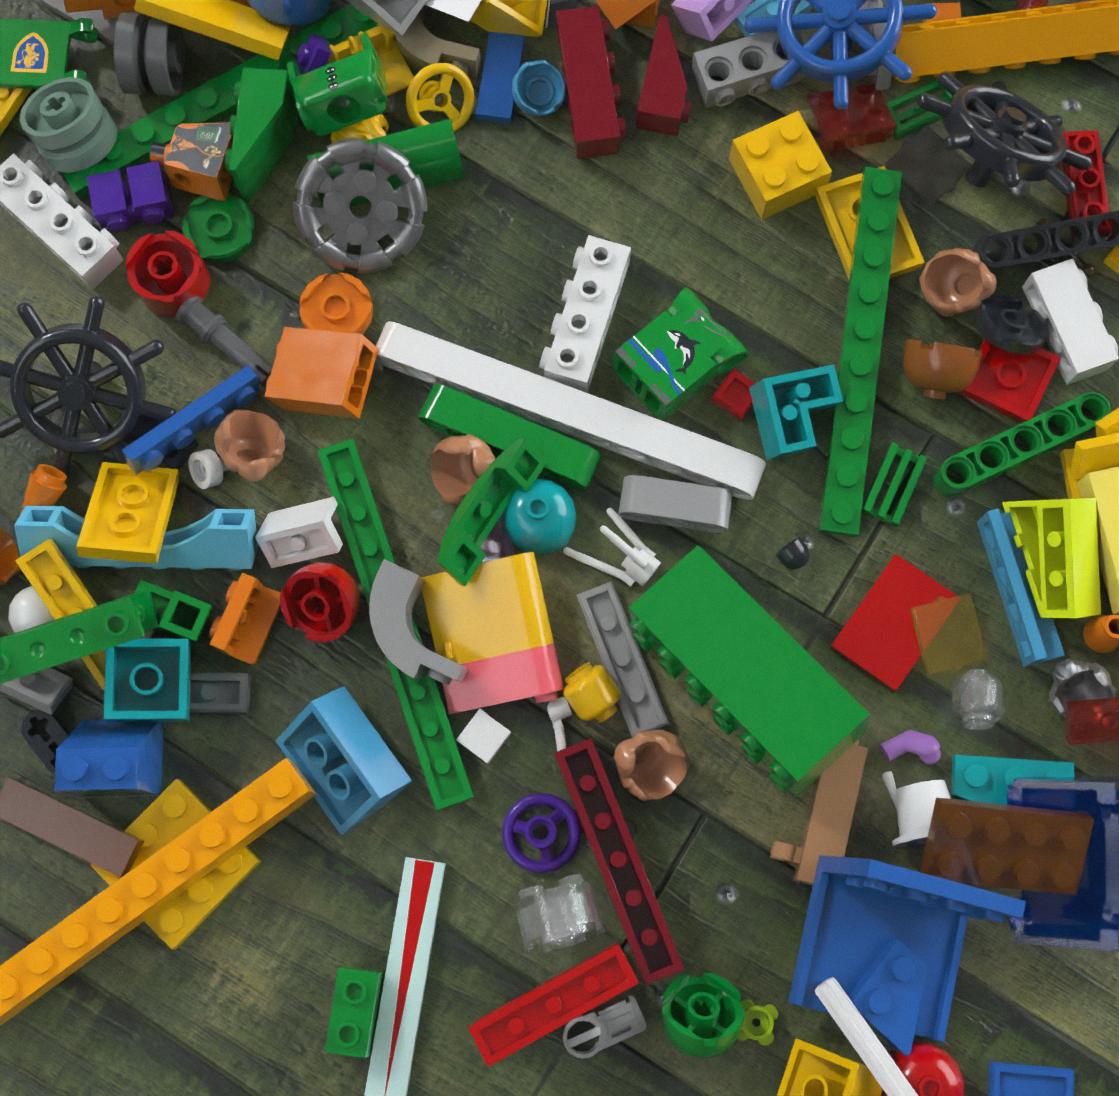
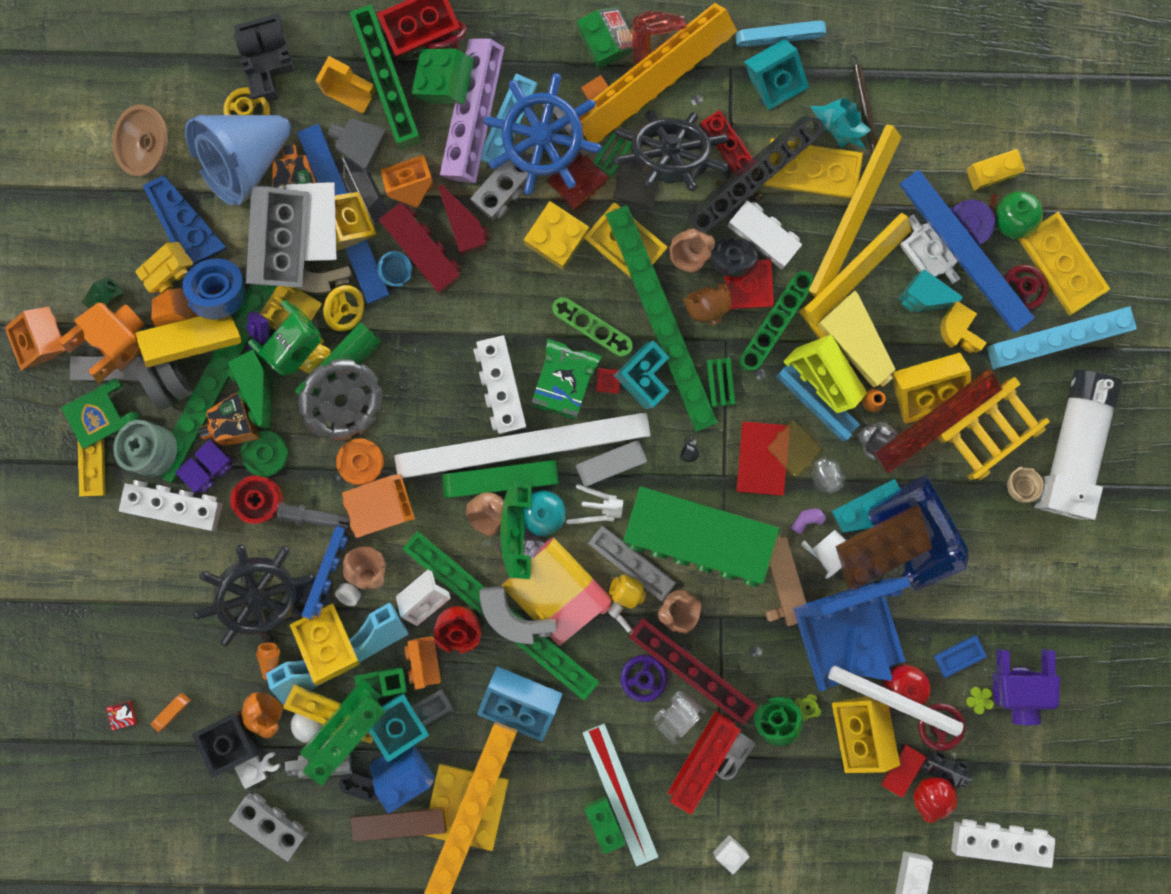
camera: 35 degrees left, 10 degrees up
(483, 736) = (584, 647): white tile -> none
(762, 309) = (590, 329): none -> bright green beam

